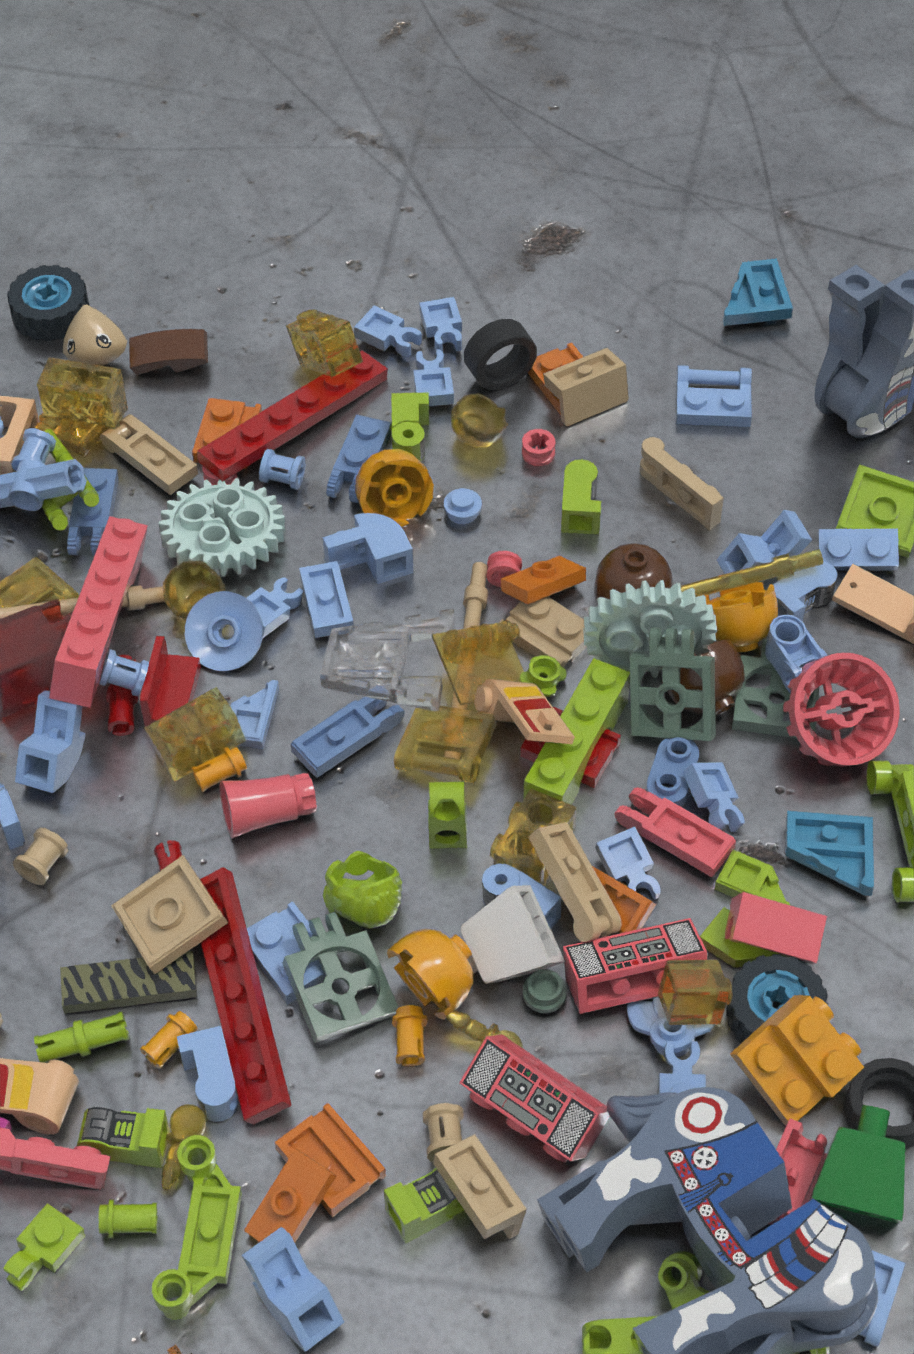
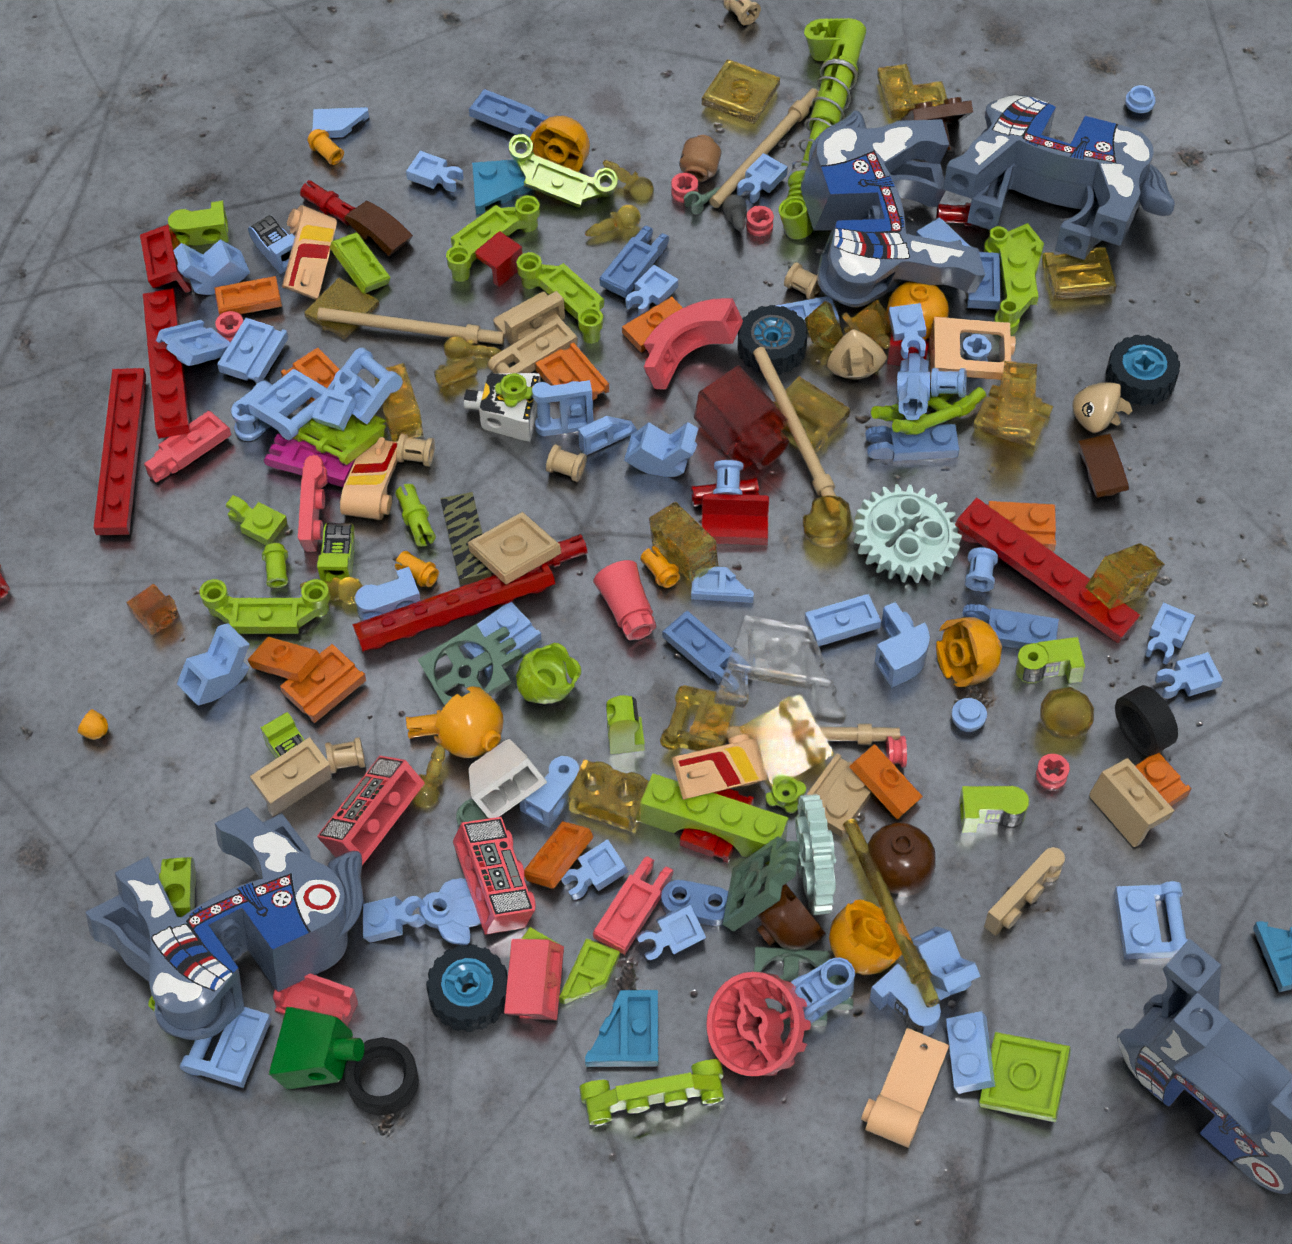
camera: 85 degrees right, 5 degrees up
(92, 623) = (839, 457): coral arch -> none
(150, 454) = (980, 470): tan plate -> none
(205, 629) = (792, 548): light blue dish -> none
(276, 605) = (823, 576): light blue plate -> none
(434, 378) = (1112, 677): light blue plate -> none
(576, 882) = (557, 817): tan plate -> none
(694, 992) = (464, 915): clear yellow brick -> none
(798, 1057) = (409, 995): light orange plate -> none

